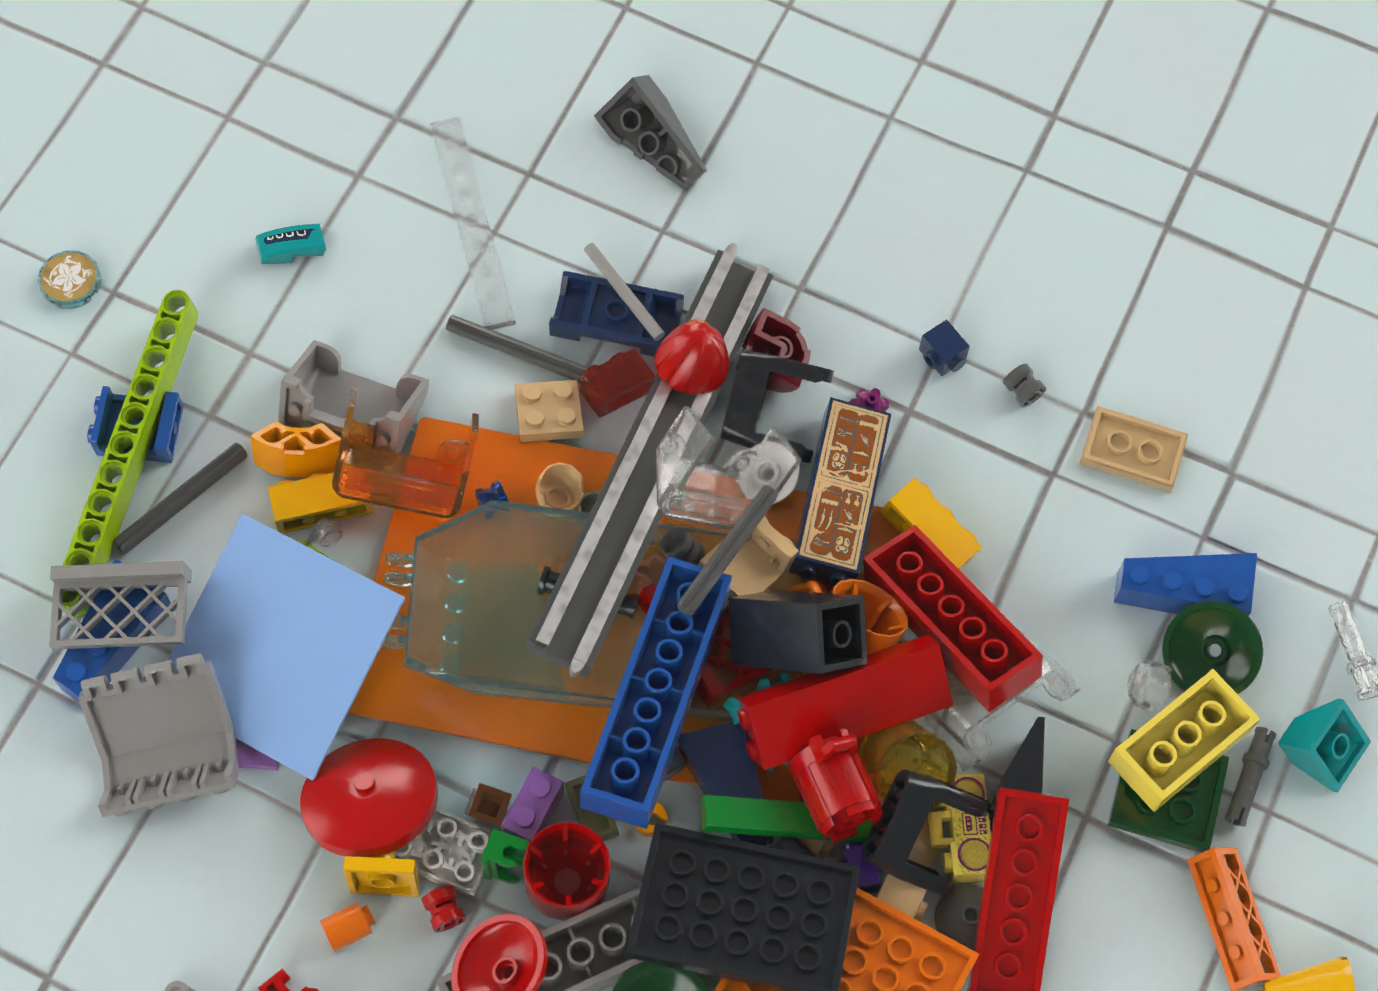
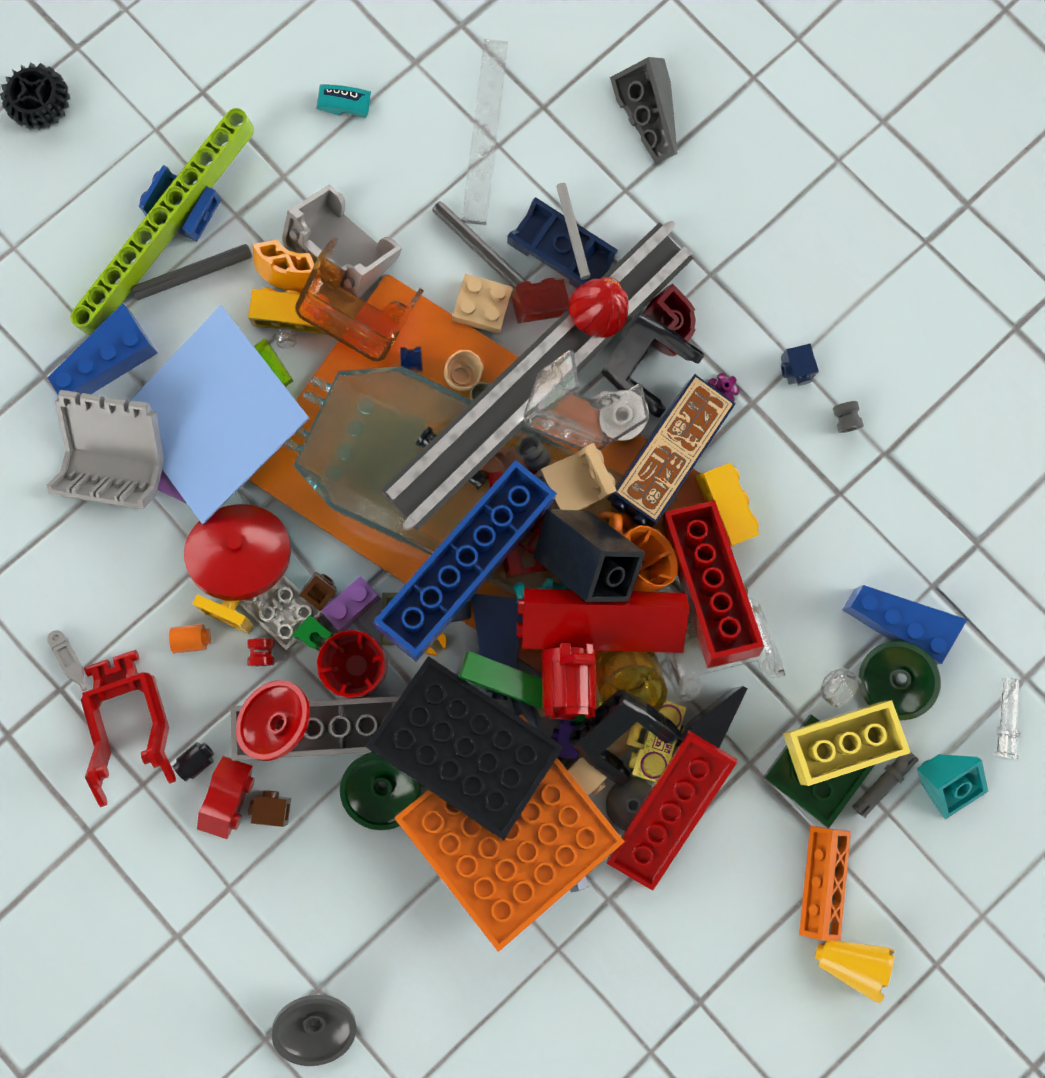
camera: 20 degrees right, 15 degrees up
(69, 279) = (173, 70): tile -> none
(124, 577) = (122, 324): light grey fence -> none
(727, 550) = (560, 472): dark grey axle -> none
(1134, 449) = (910, 497): tan tile -> none

